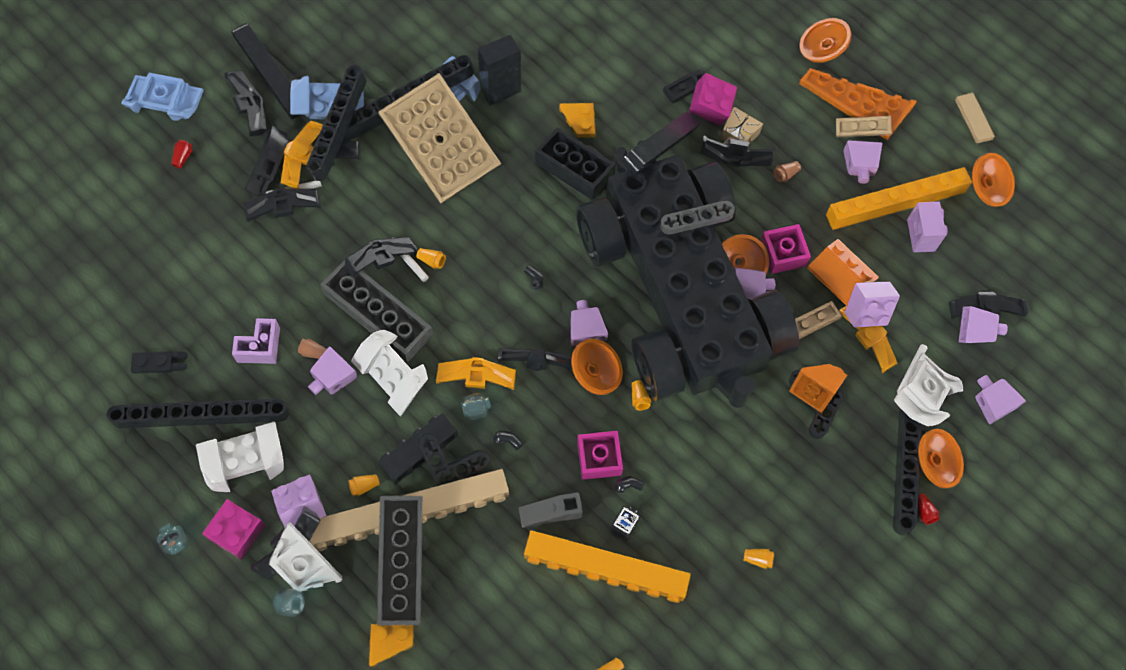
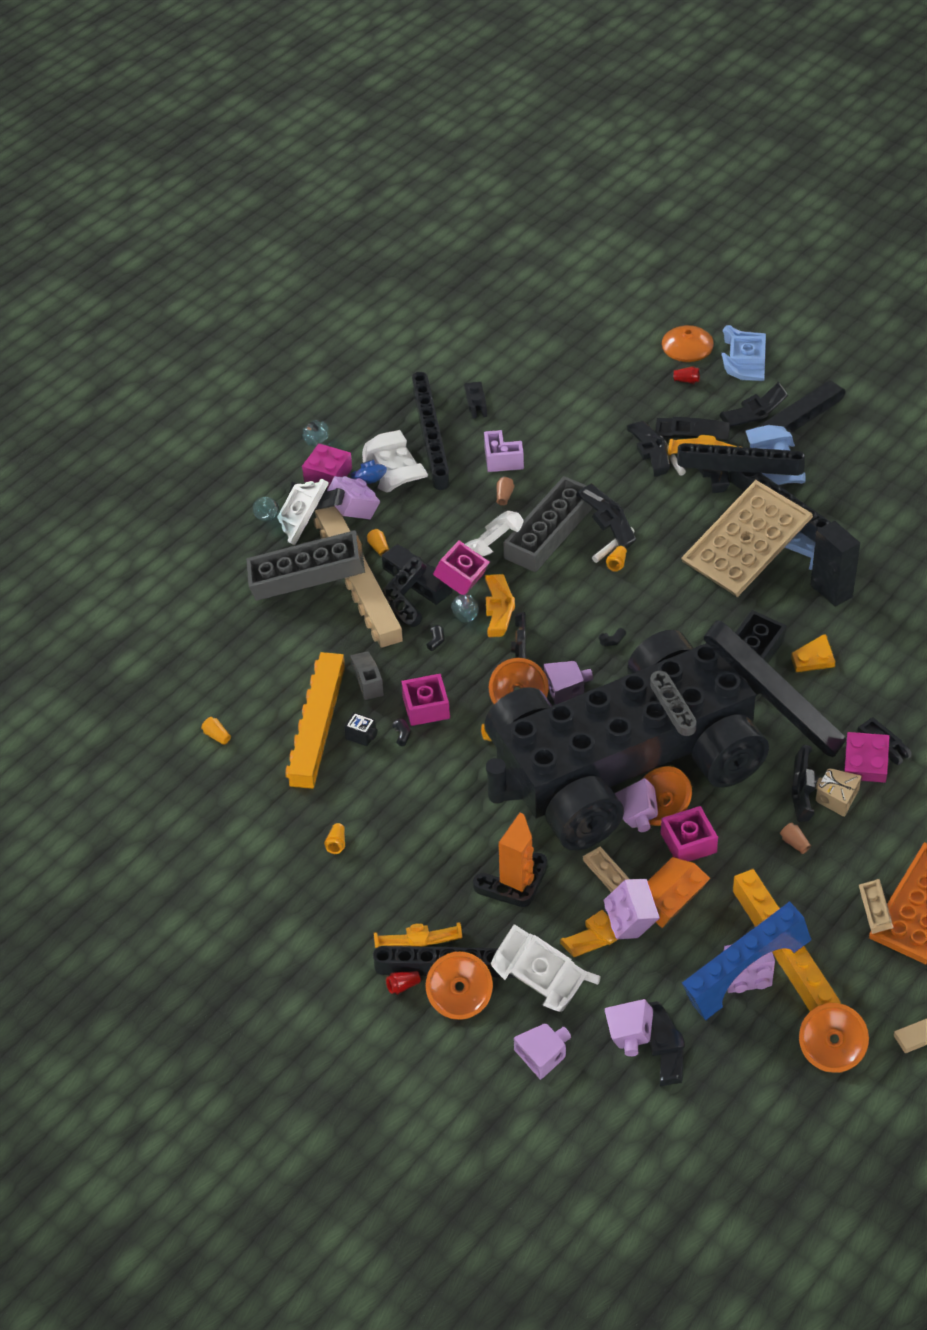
camera: 90 degrees right, 20 degrees down
(133, 152) = (687, 343): none -> orange dish
(261, 484) = (370, 472): none -> blue animal
(331, 373) = (483, 505): lavender torso -> none
(388, 641) = (236, 582): light orange wing -> none
(439, 398) = (461, 568): none -> dark pink brick
(862, 159) = (830, 909): lavender torso -> none
(882, 490) = (419, 936): none -> light orange plate
(929, 188) = (779, 931): none -> blue arch

